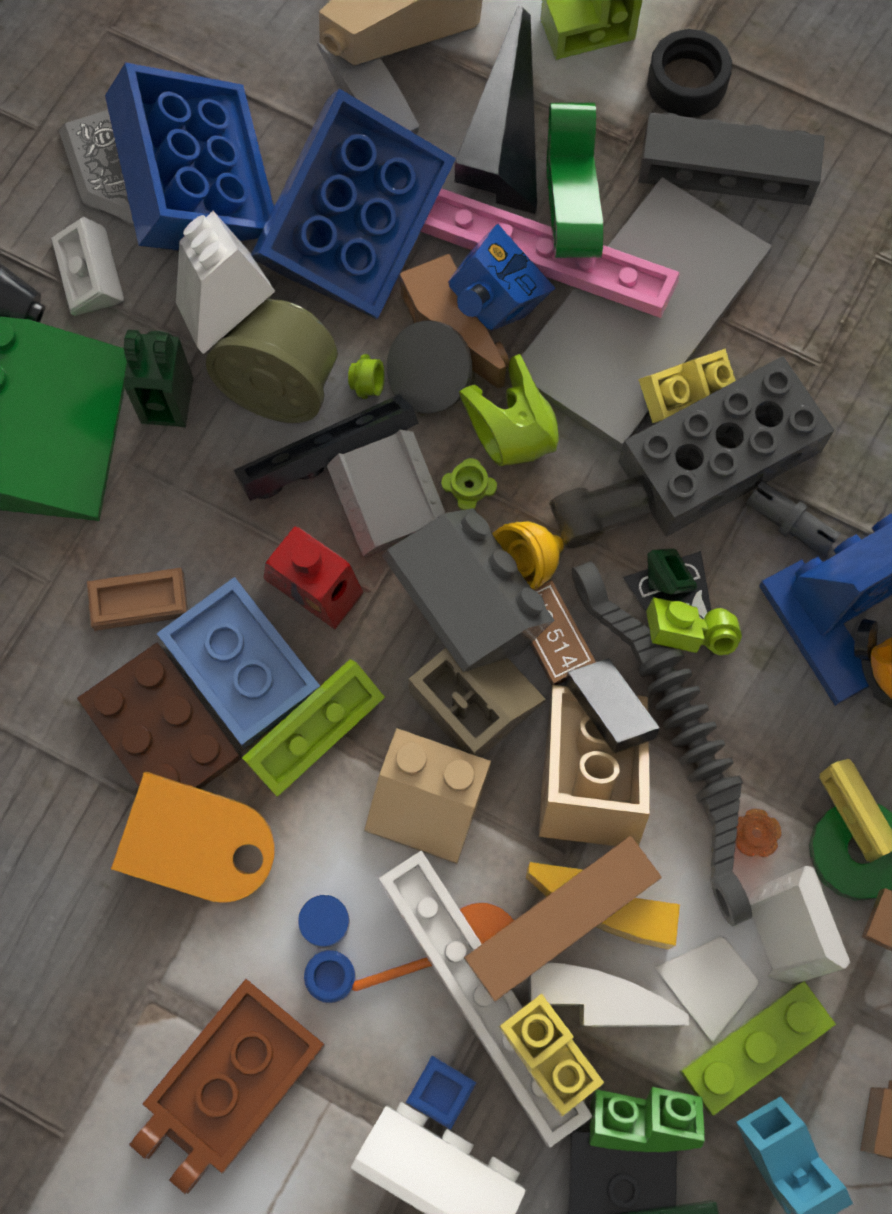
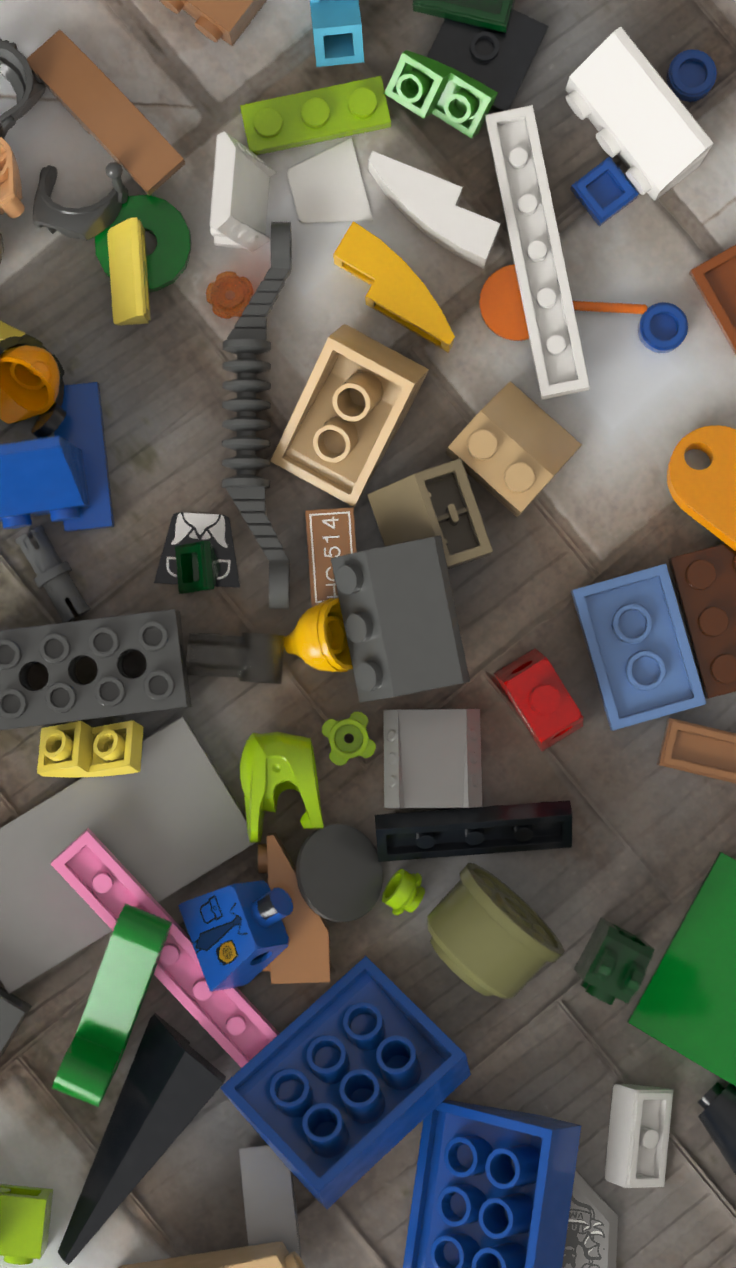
camera: 155 degrees left, 15 degrees up
(216, 280) = (518, 1035): white slope -> none
(313, 727) = (592, 554): lime plate -> none
(324, 921) = (649, 377): blue tile -> none
(551, 1055) = (501, 174): light yellow slope -> none
(562, 918) = (443, 281): medium nougat tile -> none
(612, 705) = (311, 460): tile -> none
(681, 628) = (213, 507): lime plate -> none

